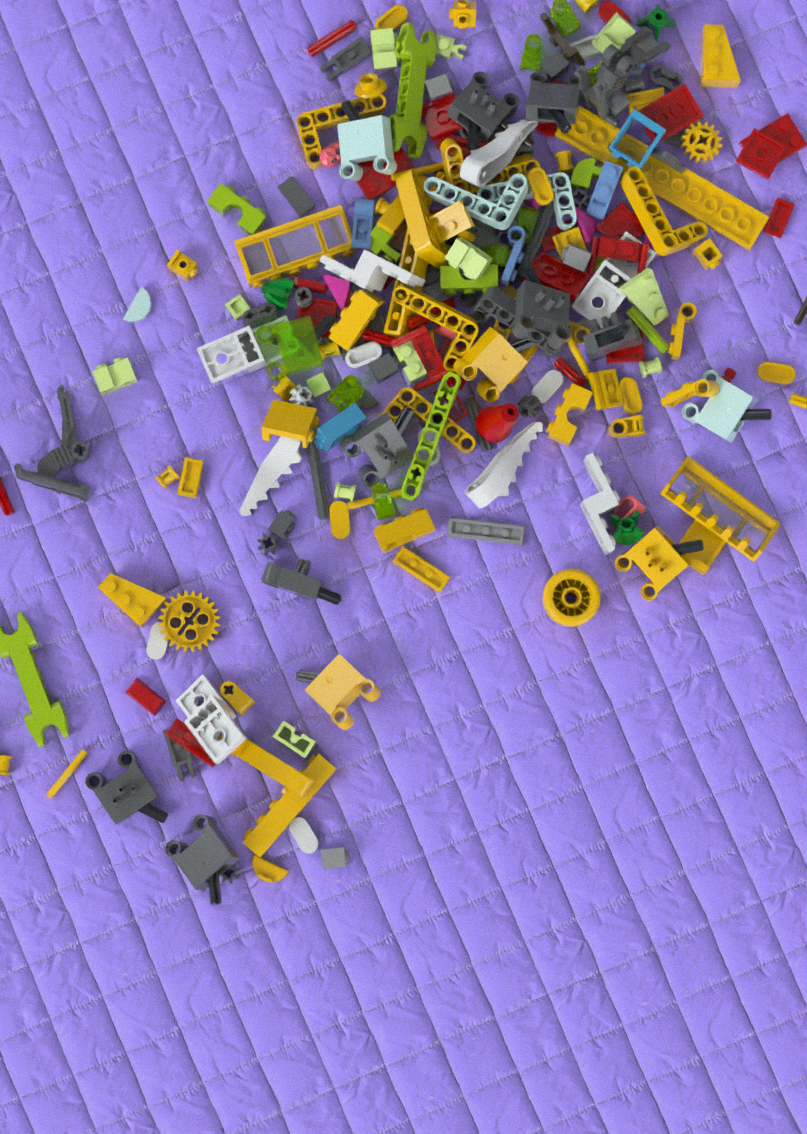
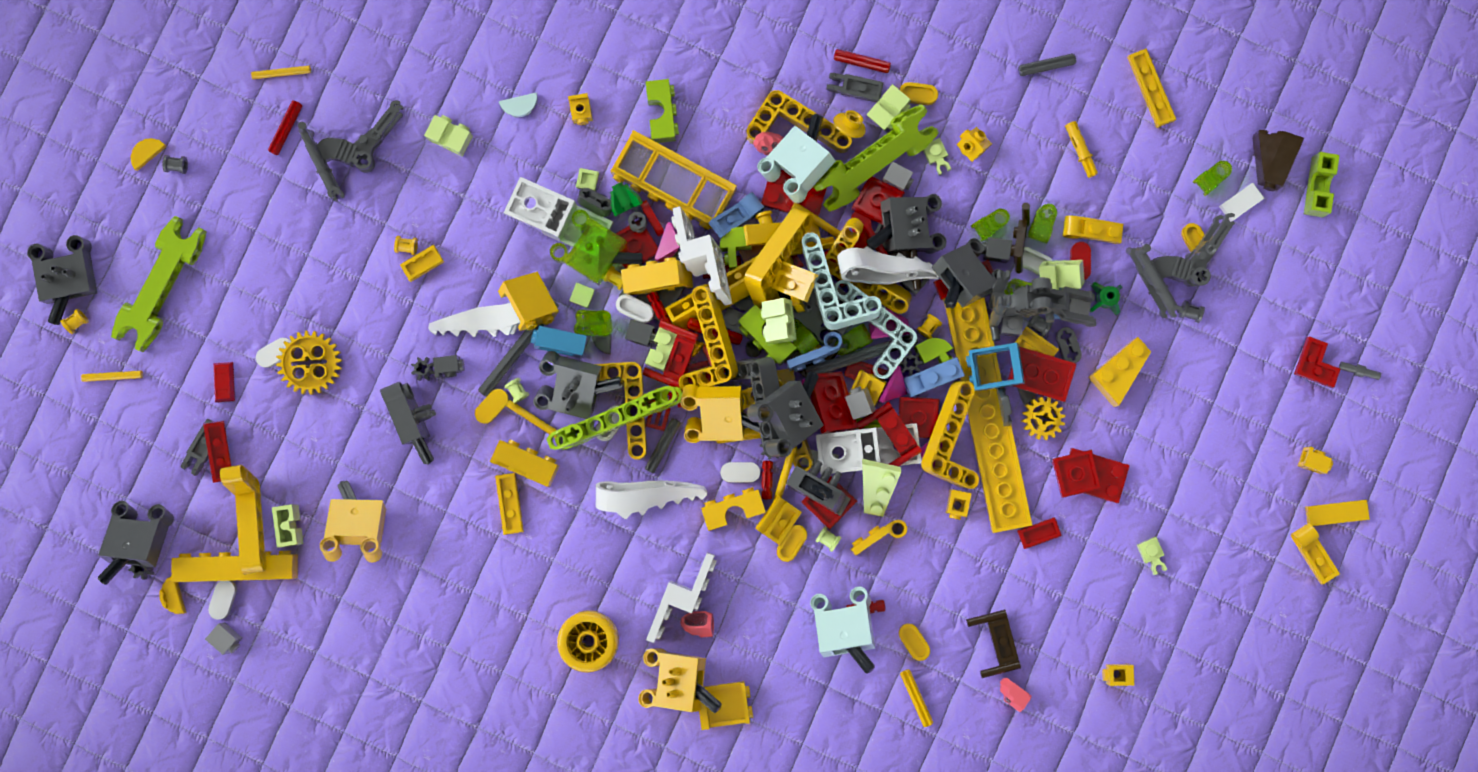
camera: 50 degrees right, 0 degrees up
(127, 792) = (136, 435): dark grey piece -> none
(132, 599) = (287, 303): yellow wedge -> none
(210, 719) = (239, 448): white bracket -> none
(239, 699) = (282, 453): yellow piece -> none
(283, 388) = (555, 272): yellow tile -> none
(296, 196) = (713, 146): dark grey tile -> none
(301, 395) = (563, 286): white gear -> none
(382, 501) = (533, 427): clear neon green piece -> none
(486, 531) = (584, 527): light grey tile -> none
(496, 421) = (673, 457): red cone -> none
(529, 406) = (711, 472): dark grey gear -> none
(540, 186) = (887, 325): yellow tile -> none
(627, 531) = (680, 636): green brick -> none
(630, 426) = (765, 565): yellow piece -> none
(647, 329) = (855, 510): lime axle -> none
(689, 390) = (834, 586): yellow plate -> none
(720, 508) = (763, 696): window -> none

